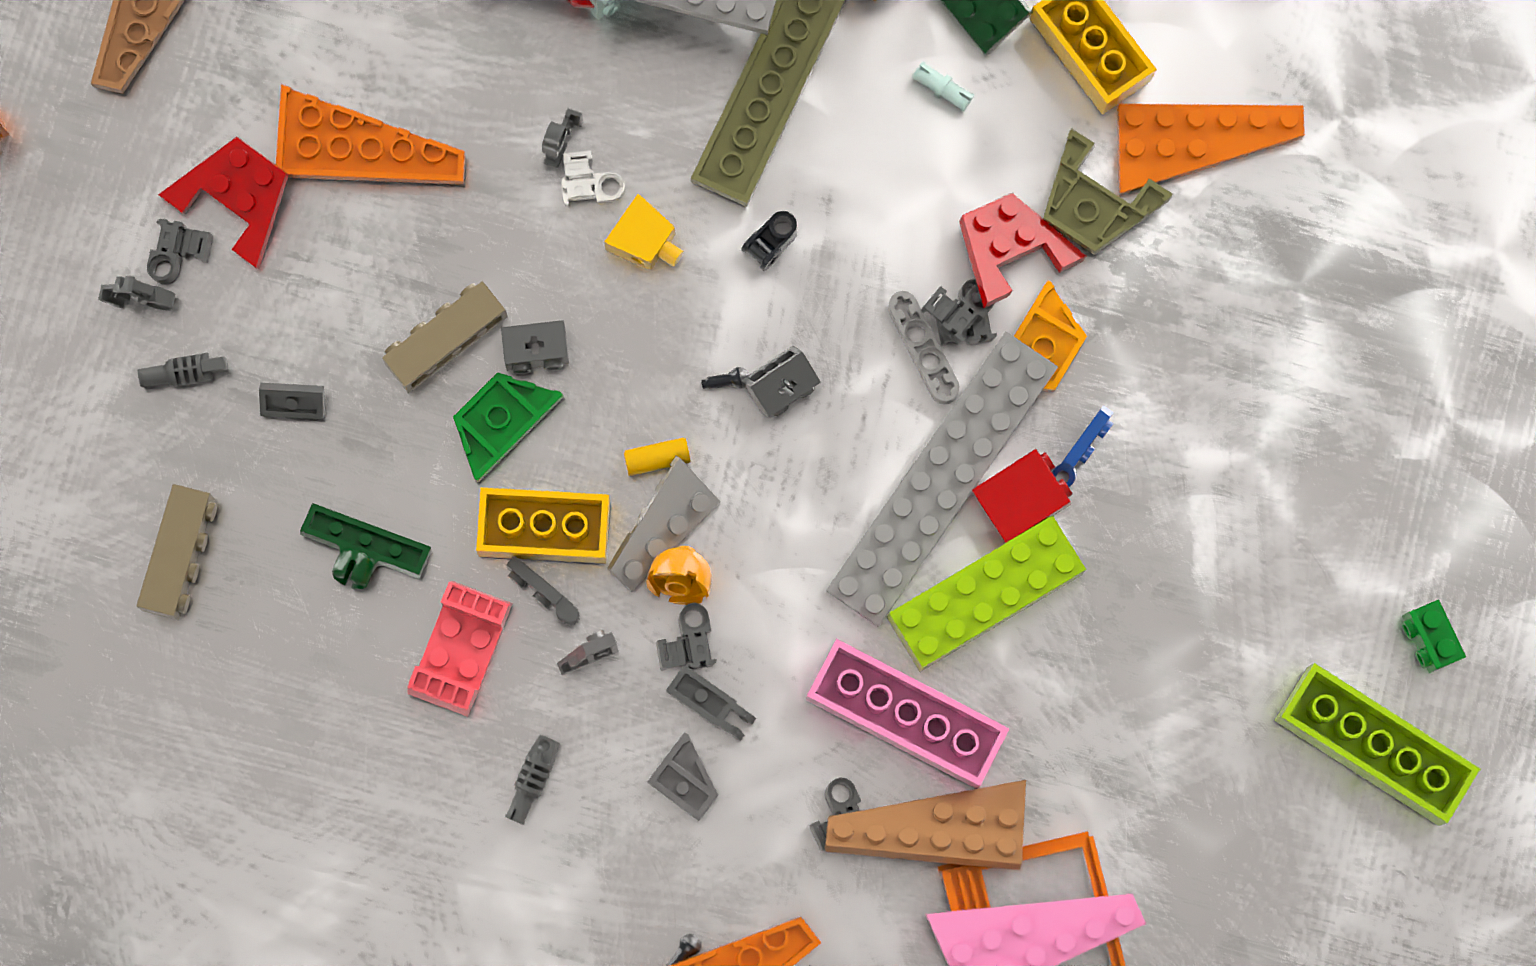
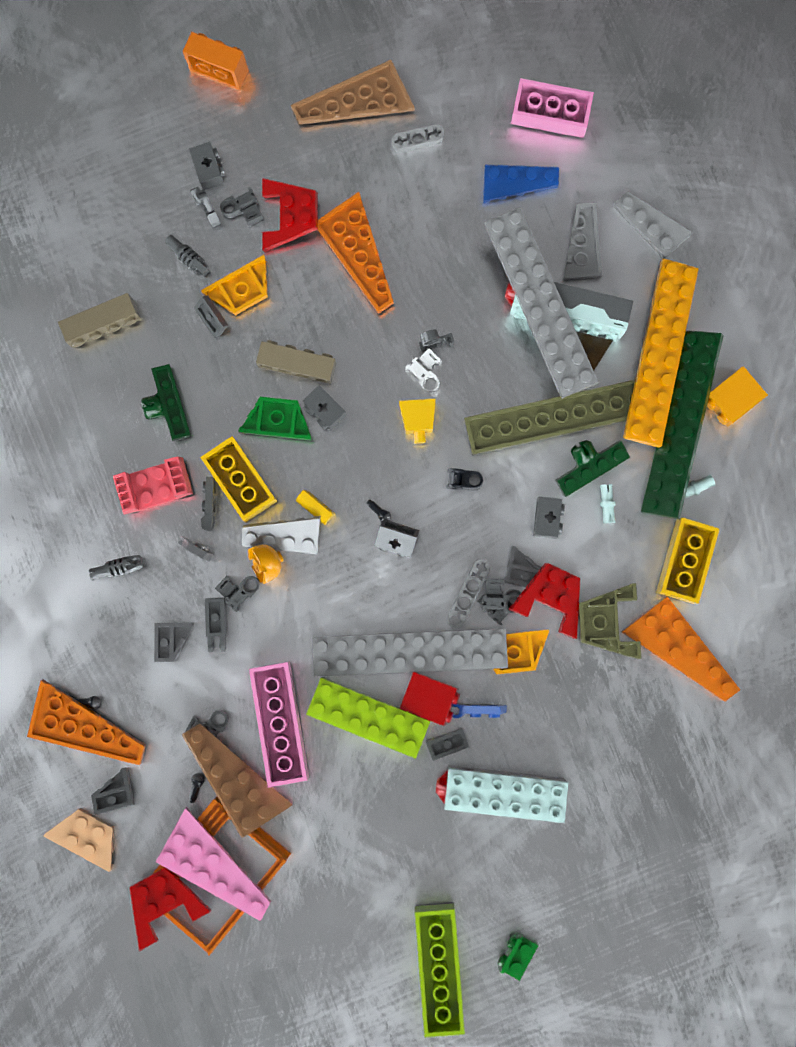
camera: 65 degrees right, 5 degrees up
(94, 265) = (202, 156): none -> dark grey brick
(284, 333) = (240, 288): none -> light orange wing
(876, 69) = (590, 465): none -> dark green plate
(900, 883) = (197, 781): none -> black piece
(906, 188) = (541, 526): none -> dark grey brick
(942, 257) = (520, 568): none -> flat silver wing
(1097, 520) = (447, 744): none -> dark grey plate
(1213, 494) = (503, 793): none -> light aqua piece

